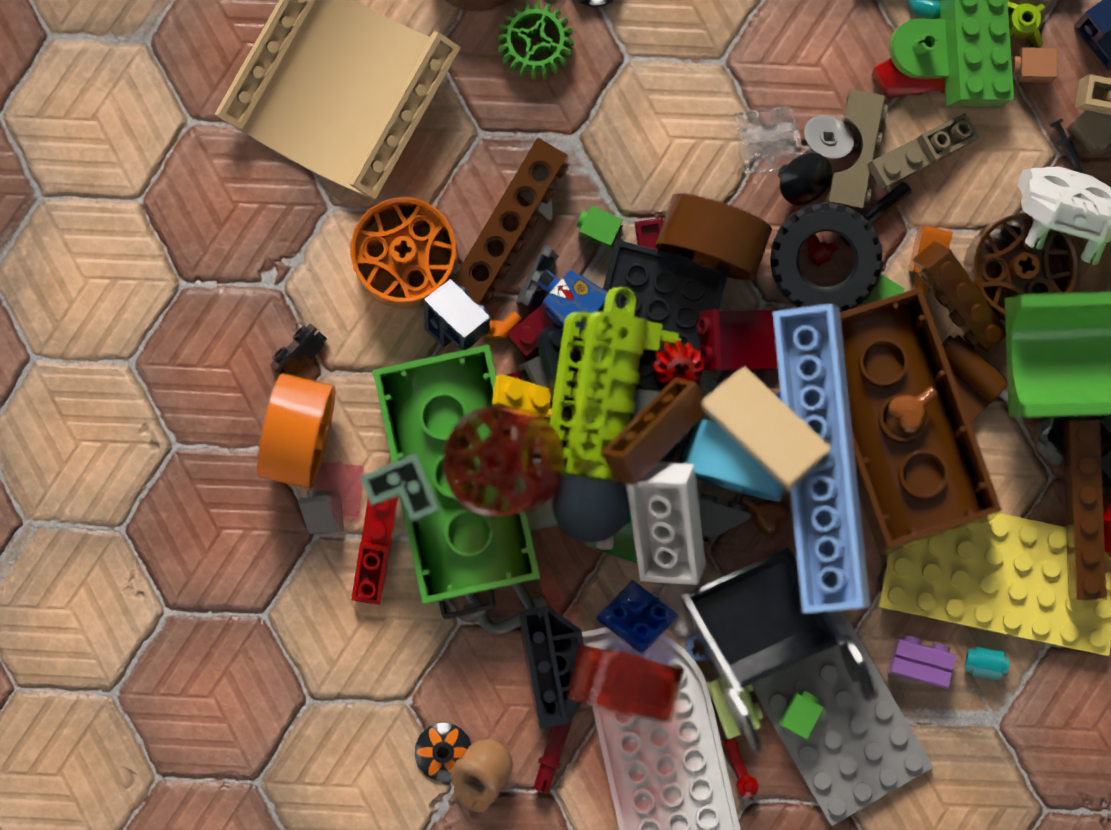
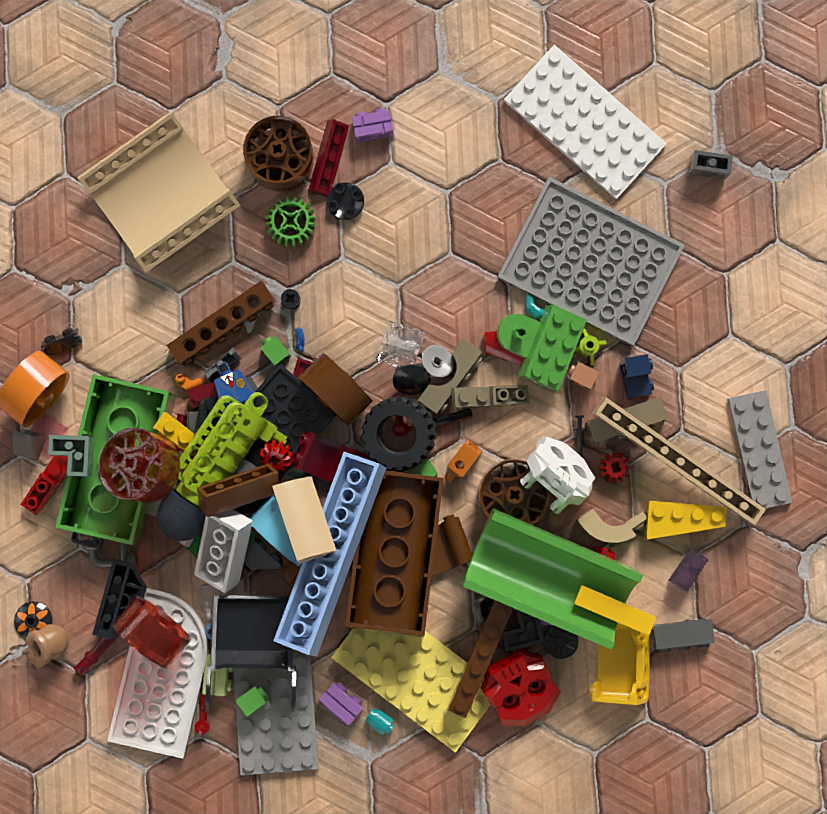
camera: 25 degrees right, 0 degrees up
(395, 243) = (141, 312): orange wheel -> none
(455, 317) = (160, 365): brick -> none
(584, 152) = (293, 302): none -> black wheel
(625, 195) = (300, 339): none -> blue piece
(637, 617) = (181, 595): clear blue slope -> none
(911, 409) = (399, 549): dark orange rock -> none
(960, 296) = (468, 497): reddish brown brick -> none

